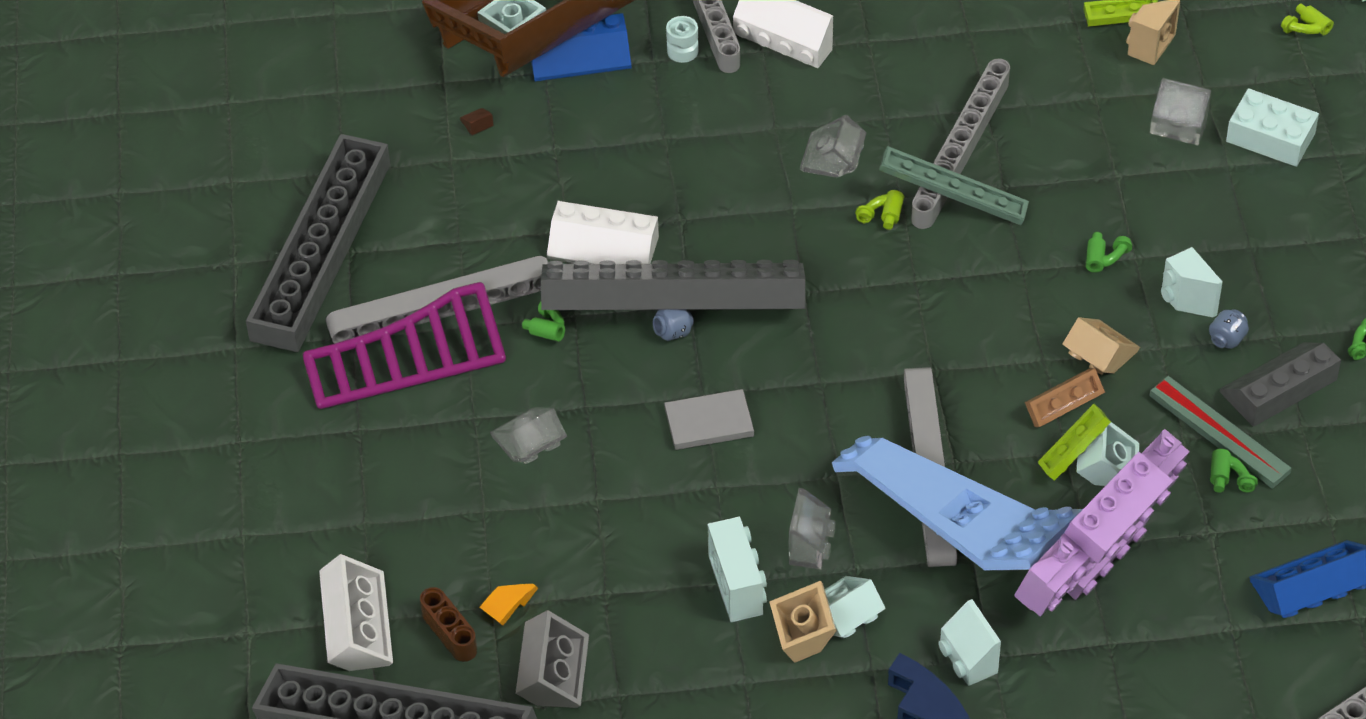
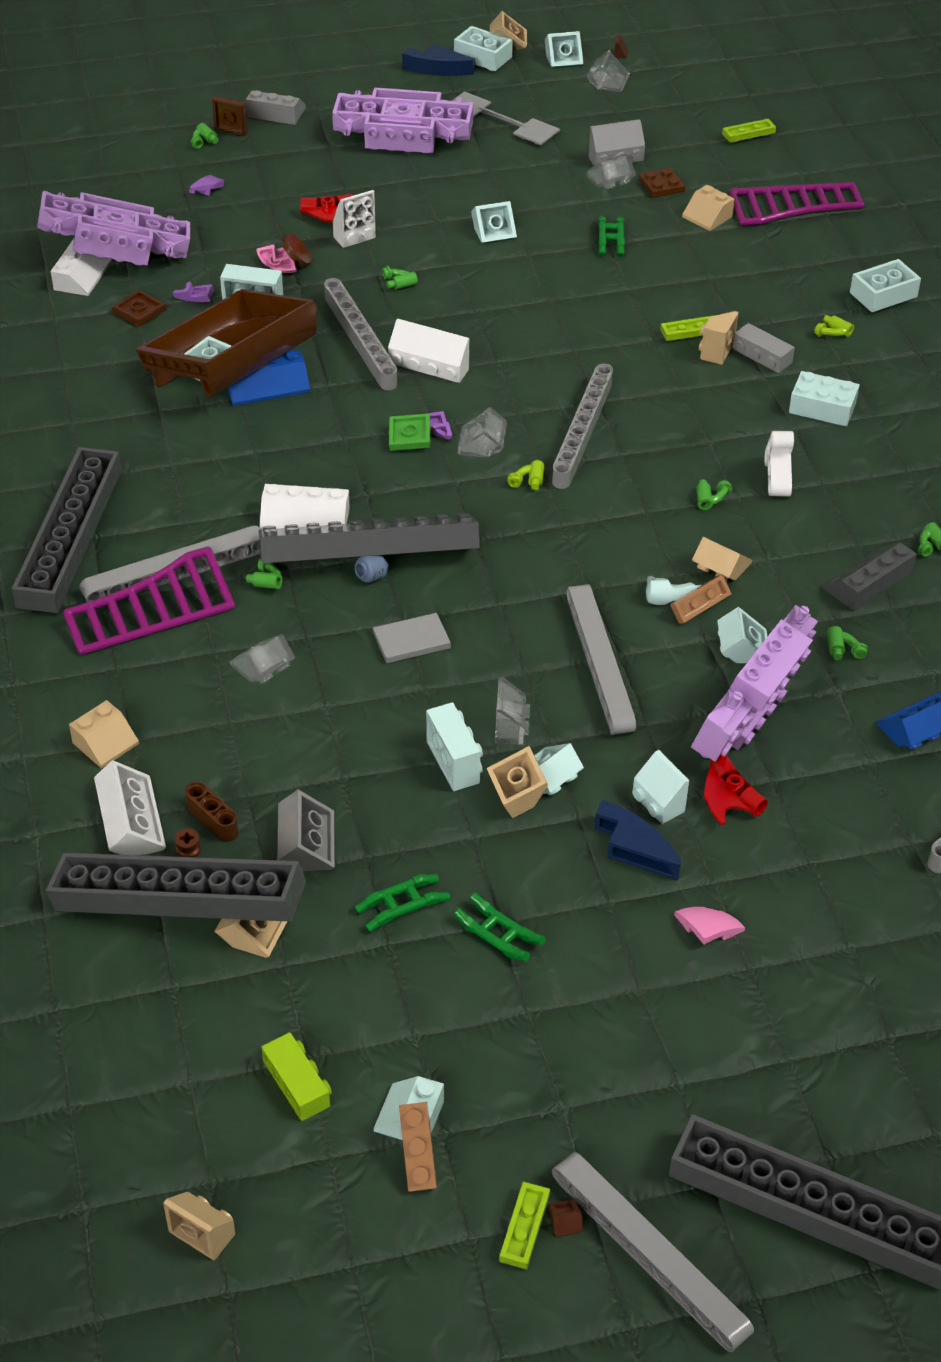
camera: 10 degrees left, 5 degrees down
(335, 516) = (103, 734): none -> tan slope
(423, 665) = (192, 846): none -> copper wheel
(477, 121) = (190, 435): copper slope -> none
(506, 599) = (259, 788): light orange slope -> none
(682, 39) = (349, 366): light aqua wheel -> none
(745, 137) = (410, 432): none -> bright green plate
(781, 128) = (440, 426): none -> medium lavender slope
(954, 185) = (584, 452): sand green tile -> none
(968, 515) = (641, 688): light blue wing -> none
(1018, 384) = (661, 592): none -> light aqua animal
(1054, 653) = (729, 790): none -> red pin
(1074, 442) = (717, 628): lime plate -> none
(1180, 111) = (751, 390): clear slope -> none
(1191, 284) = (786, 509): light aqua slope -> none
(1195, 216) = (778, 460): none -> white beam
(1209, 47) = (763, 348): none -> light grey brick
(1220, 431) = (830, 615): sand green tile -> none
(1228, 329) = (821, 540): sand blue head -> none

